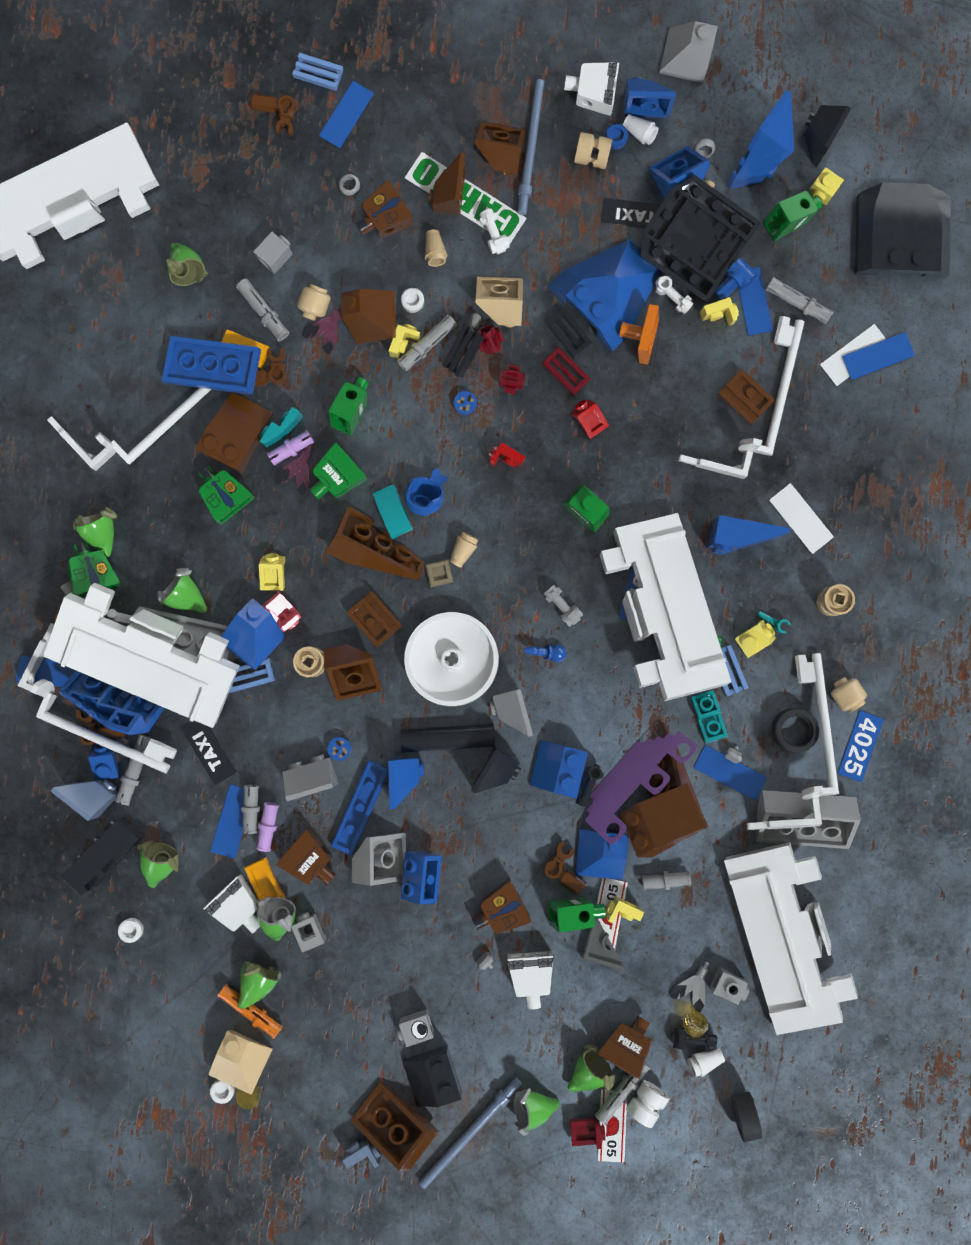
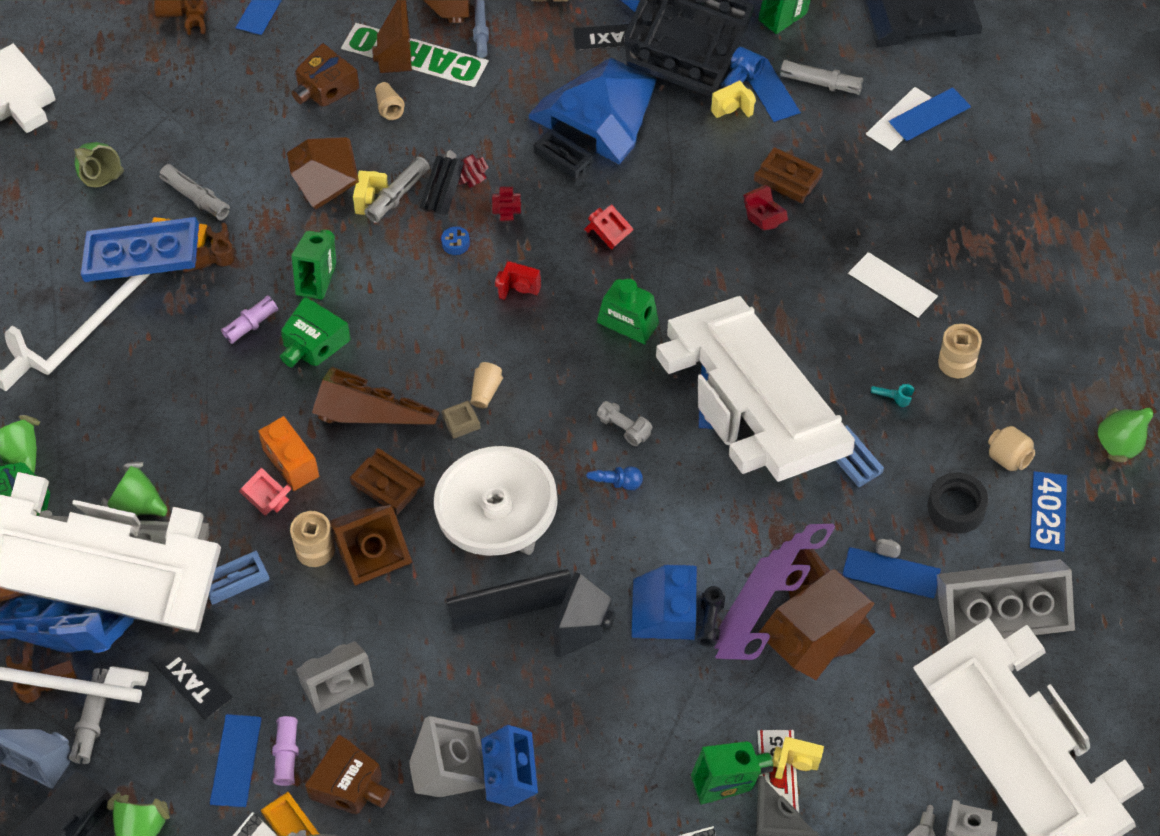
camera: 10 degrees left, 30 degrees down
(103, 763) = (49, 712): blue bracket -> none
(223, 494) = (174, 380): green torso -> none
(234, 432) = (176, 320): reddish brown slope -> none
(250, 809) = (258, 733): light grey pin -> none
(253, 634) = (234, 518): blue slope -> none
(272, 572) = (246, 453): light yellow bracket -> none
(273, 252) = (199, 135): light grey brick -> none
(273, 433) = (230, 304): teal slope -> none
(299, 468) = (261, 340): clear pink piece -> none
(303, 581) = (288, 453): none -> orange brick
(313, 302) = (254, 171): tan head -> none
(327, 325) = (276, 196): clear pink piece -> none
(339, 748) = (369, 638): blue tile -> none
(349, 177) = (275, 57): light grey piece -> none
(360, 807) = (409, 706): blue tile -> none
(392, 511) = (389, 361): teal slope -> none
(403, 777) = (461, 647): blue slope -> none
(412, 300) = (372, 154): white tile -> none
(425, 494) = (425, 336): blue hat -> none
(497, 244) = (459, 84): white bar -> none
(501, 299) = (479, 133): tan slope -> none
(502, 909) = (631, 789): reddish brown torso -> none
(512, 710) = (589, 543): light grey slope -> none
(554, 867) = (690, 728): reddish brown bar -> none
(579, 385) = (565, 192): dark red tile -> none
(599, 857) = (749, 695): blue slope -> none
(644, 333) = (653, 130): orange tile -> none
(664, 286) = (663, 93): white bar -> none
(666, 880) = (844, 711): light grey pin -> none
(709, 717) = (842, 510): teal slope -> none
(718, 430) = (763, 210): none -> dark red bracket
(732, 534) = (826, 299): blue slope -> none
(756, 638) = (875, 412): light yellow bracket -> none
(785, 336) = (803, 210): white piece -> none
(812, 673) = (994, 539): white piece -> none
(937, 699) = (1124, 432): none -> bright green hat

